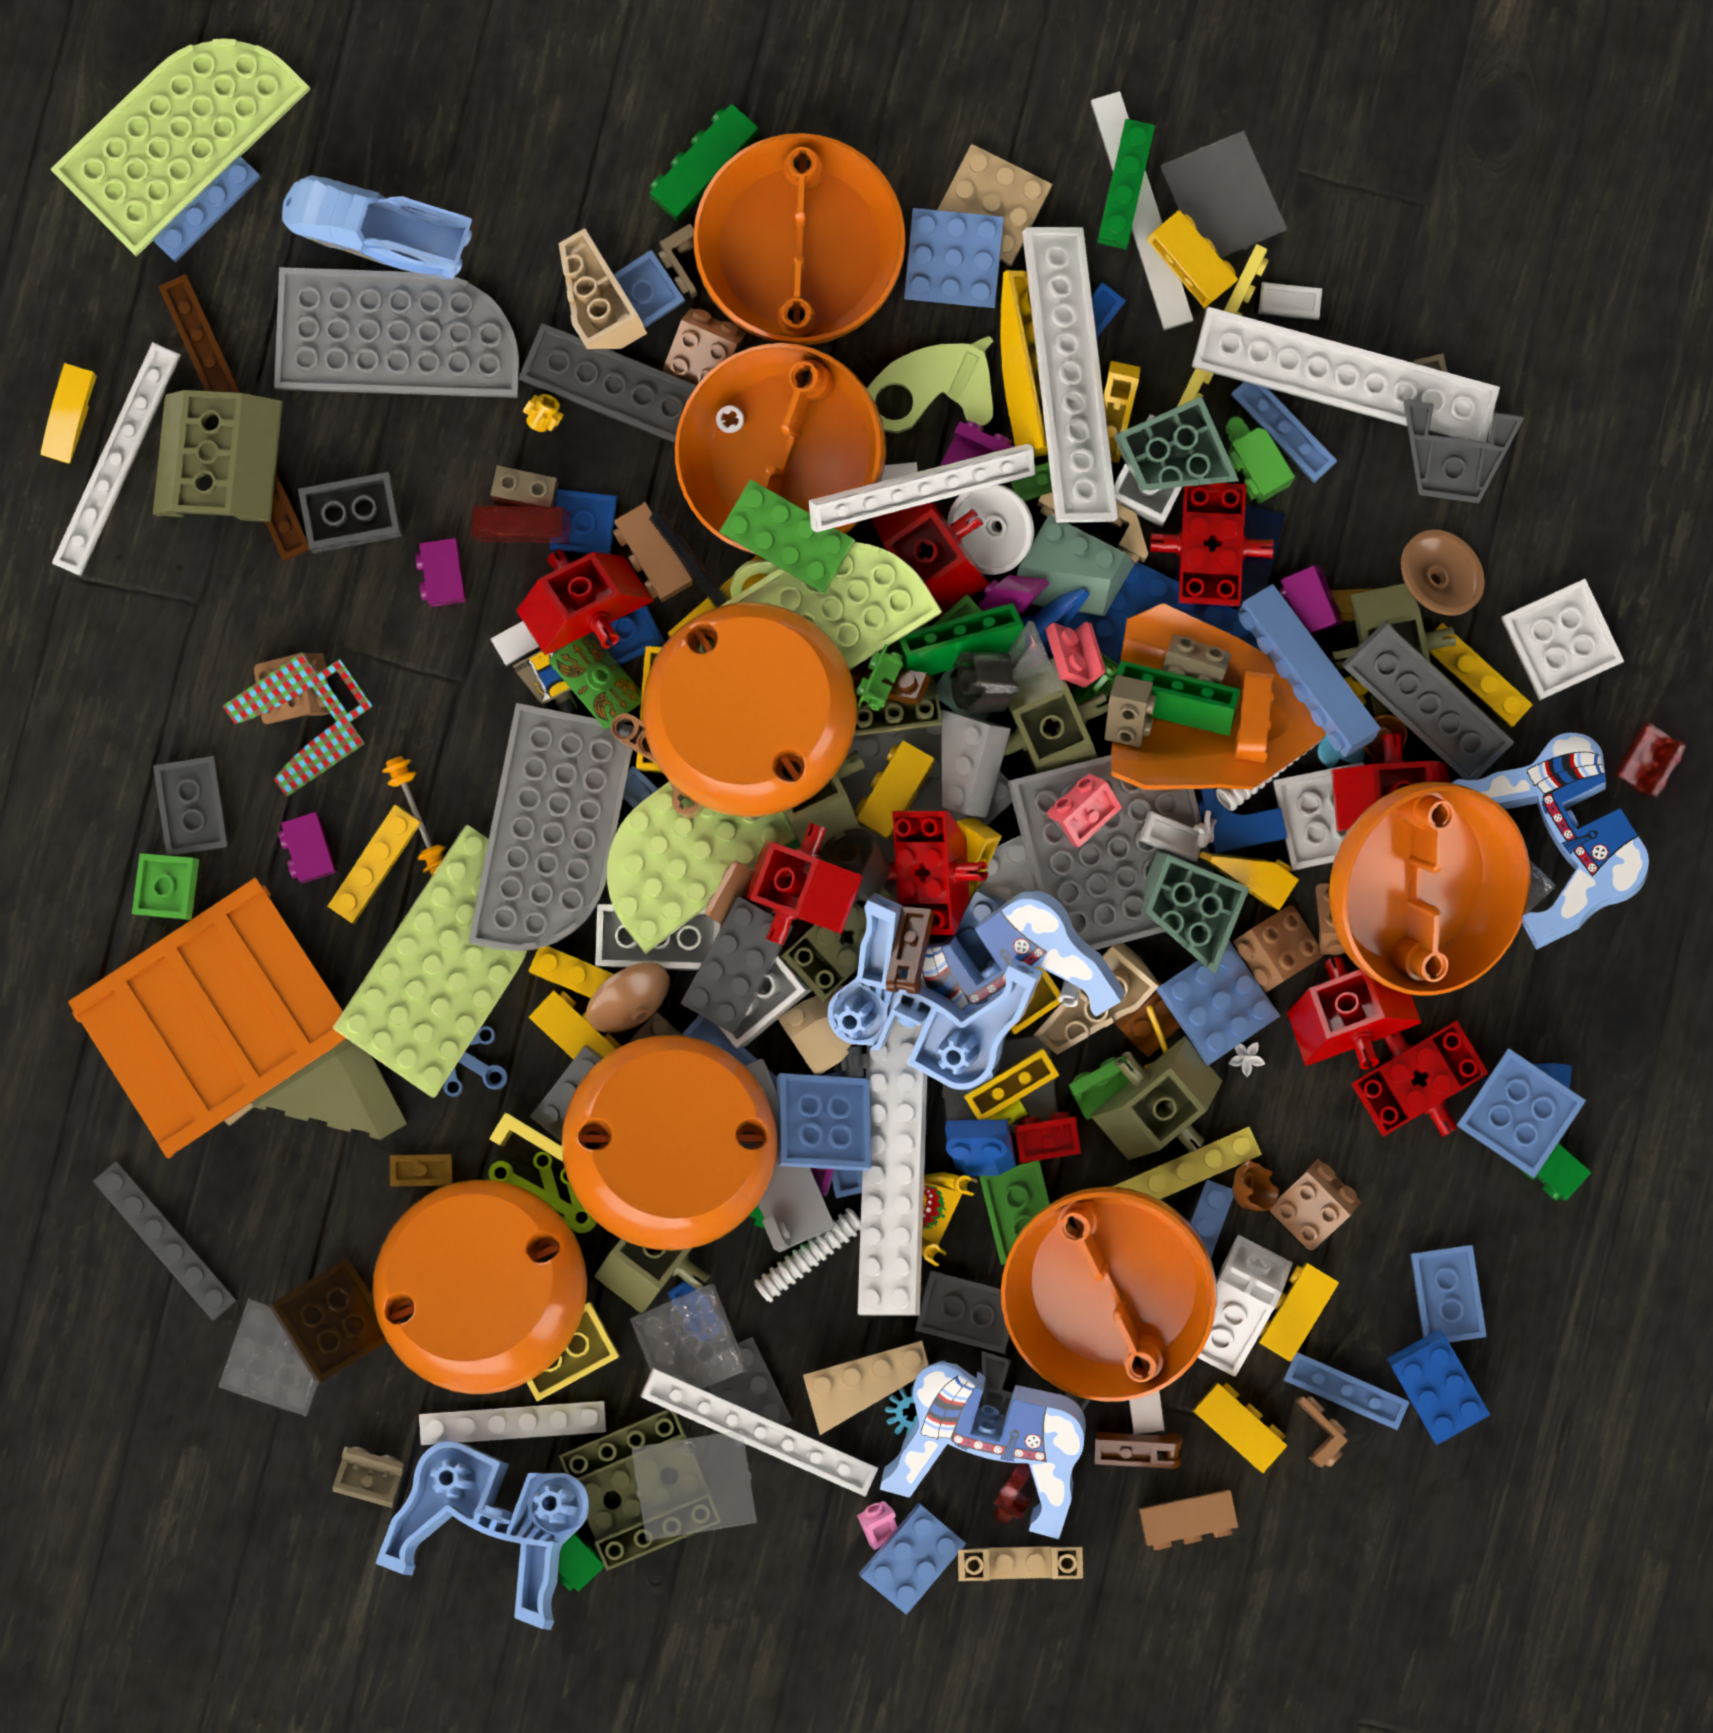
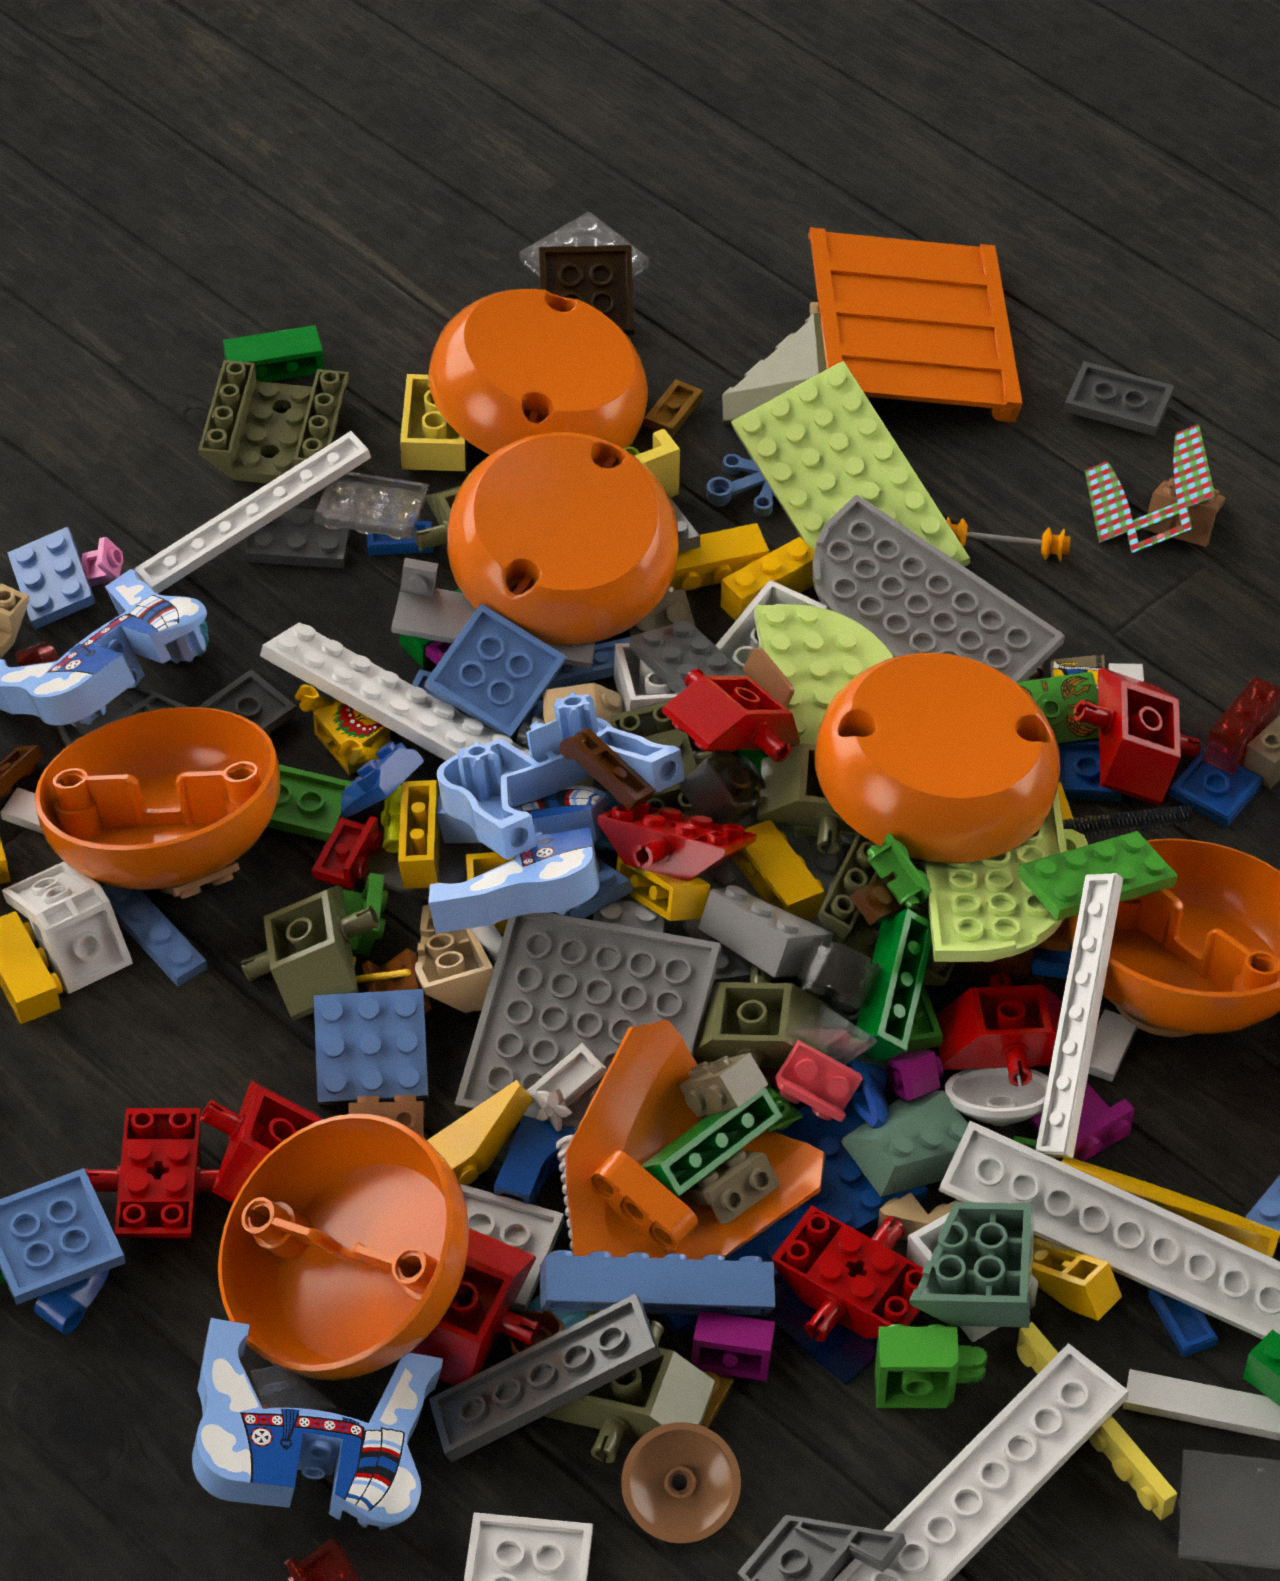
camera: 120 degrees right, 35 degrees down
(165, 886) = (1054, 348): bright green plate -> none
(165, 1240) = (736, 233): dark grey plate -> none
(307, 848) = (1025, 455): magenta brick -> none
(368, 1476) = (434, 264): dark tan bracket -> none
(374, 864) = (979, 492): yellow plate -> none
(441, 572) = (1230, 654): magenta brick -> none
(465, 1484) = (307, 332): light blue animal -> none
(513, 1422) = (389, 393): white plate -> none
(628, 998) = (720, 589): medium nougat dish -> none
(651, 554) = (1124, 802): medium nougat brick -> none
(694, 1485) = (244, 440): clear piece -> none
(733, 427) = (1254, 939): white bush -> none
(807, 1256) = (380, 615): white piece -> none
(857, 1384) = (237, 610): tan wedge -> none
(943, 368) = (1202, 1135): yellowish green animal -> none
(1084, 809) = (646, 991): coral bracket -> none
(1192, 258) = (1196, 1425): yellow brick -> none
(1193, 906) = (483, 1049): sand green wedge -> none
(1196, 1165) = (231, 942): light yellow plate -> none
(1246, 1058) = (299, 1056): white plant -> none
(1253, 1187) = (164, 987): dark orange hair -> none
(1284, 429) = (933, 1426): medium blue plate -> none
(1290, 301) = (1090, 1513): white tile -> none
(1315, 1205) = (109, 1039): medium nougat bracket -> none
(1482, 680) = (538, 1475): yellow plate -> none

